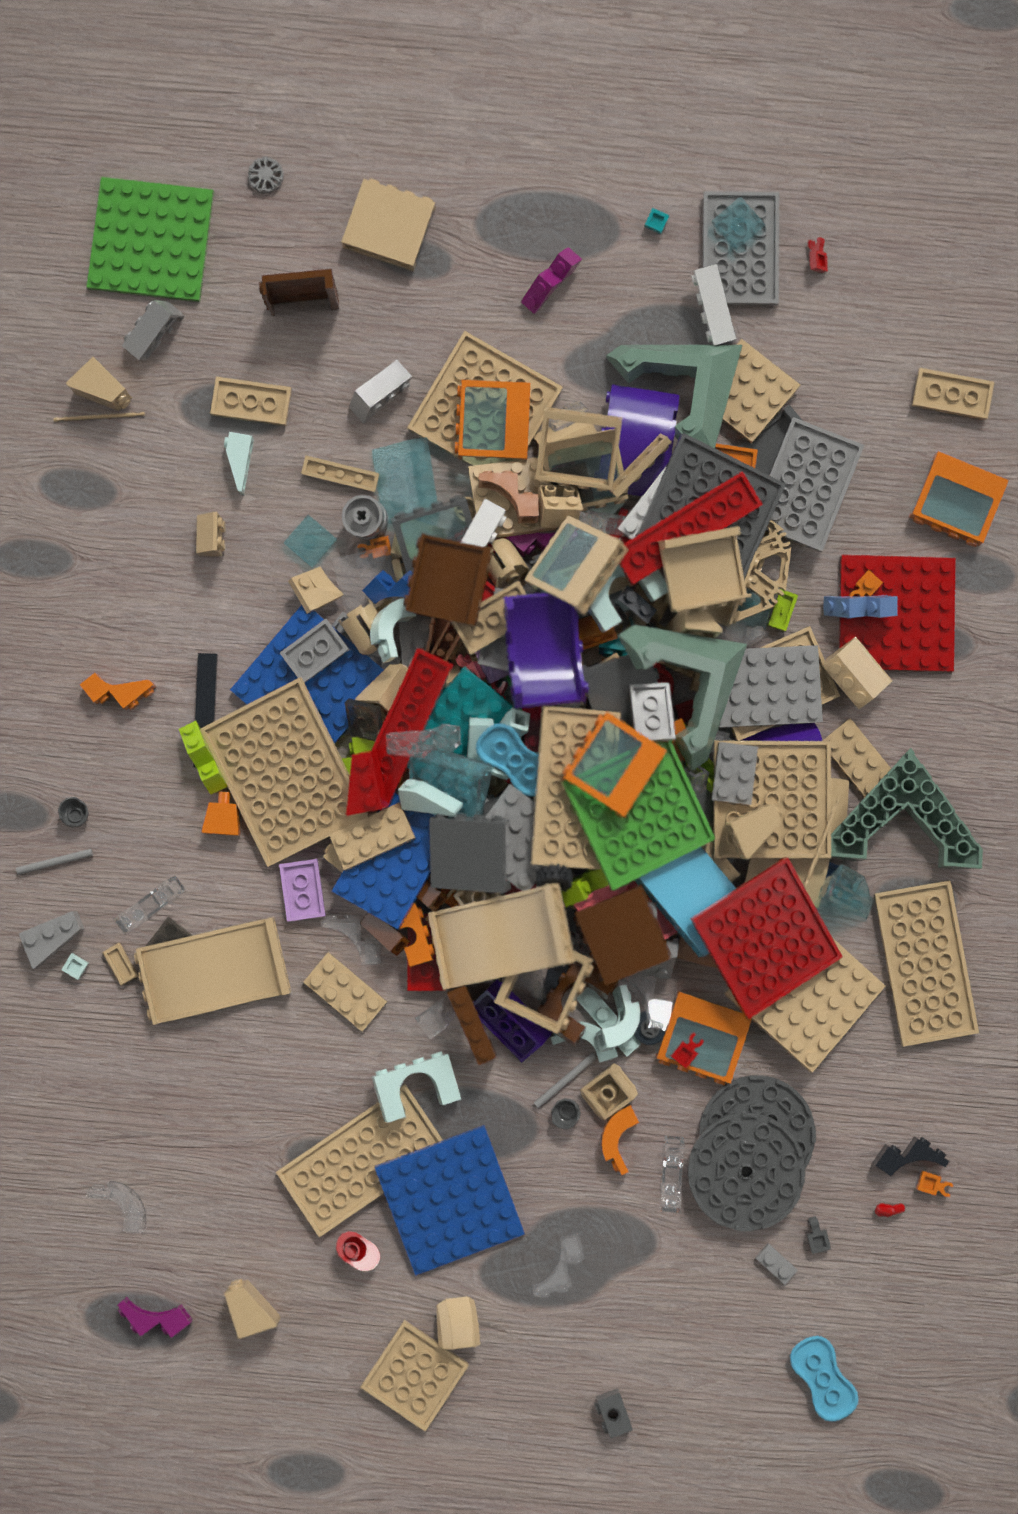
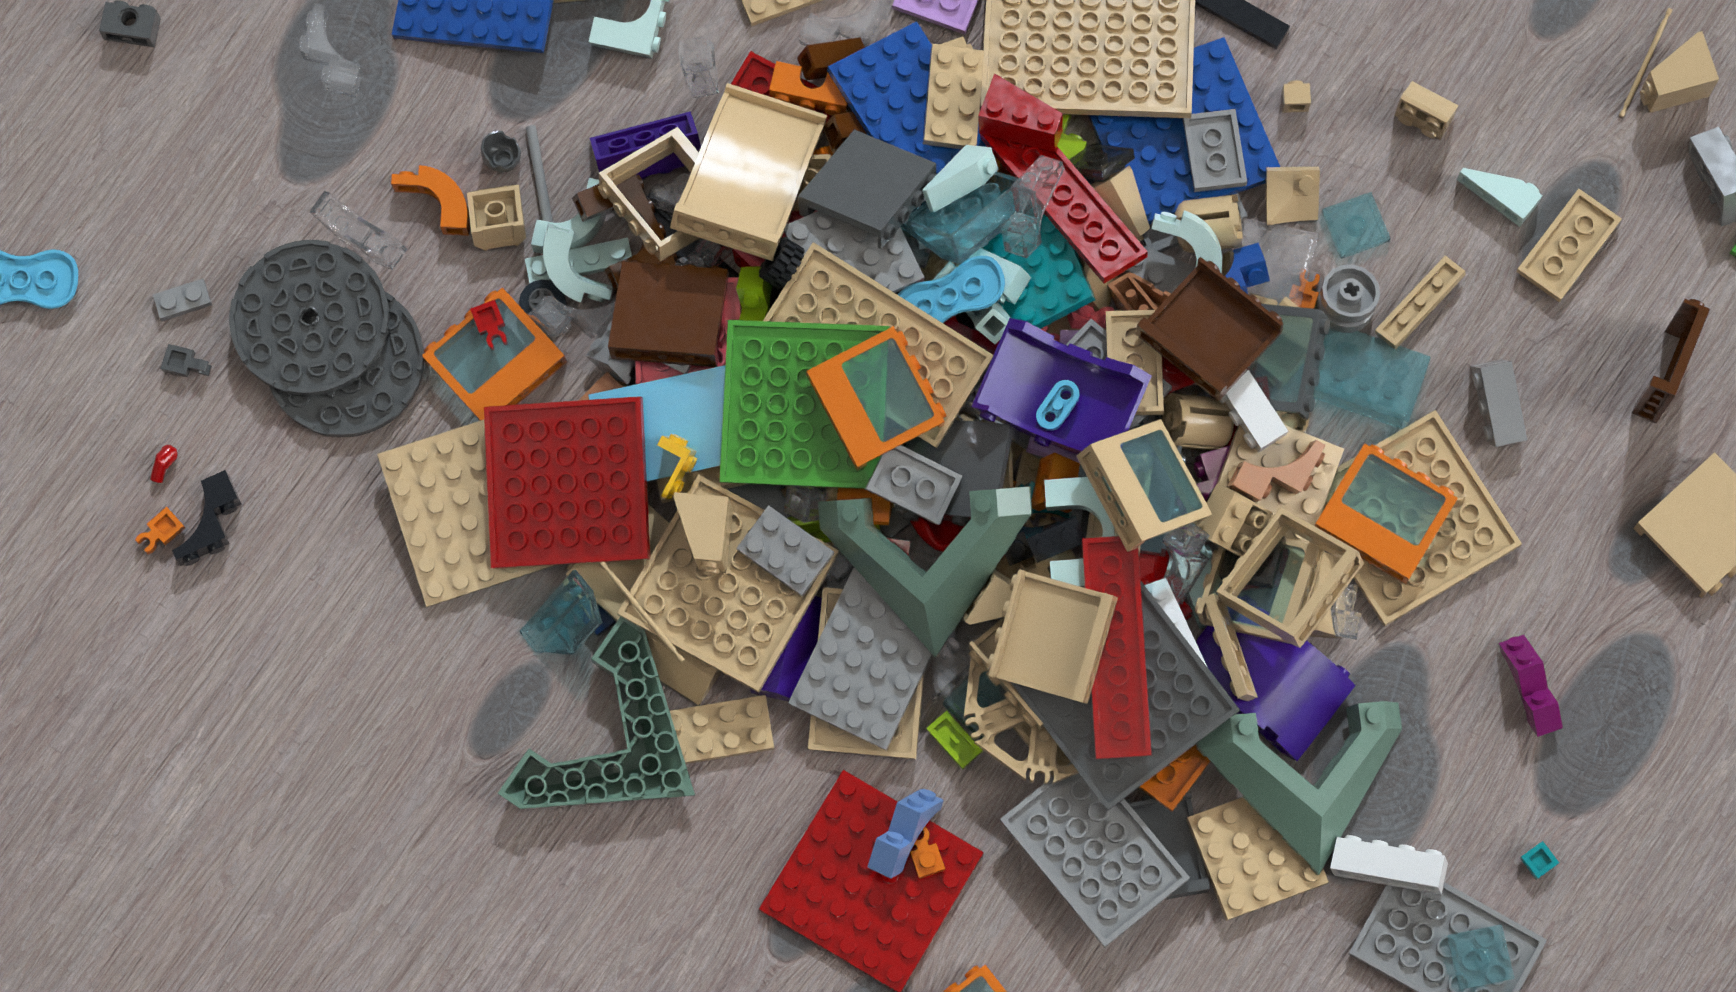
camera: 125 degrees right, 10 degrees down
(245, 623) = (1296, 97): none -> tan plate
(471, 1024) = (636, 90): reddish brown arch -> none
(551, 650) = (1055, 404): none -> medium azure plate
(712, 873) = (677, 446): none -> yellow bracket
(857, 672) = (824, 779): tan slope -> none
(926, 963) = (424, 670): tan plate -> none

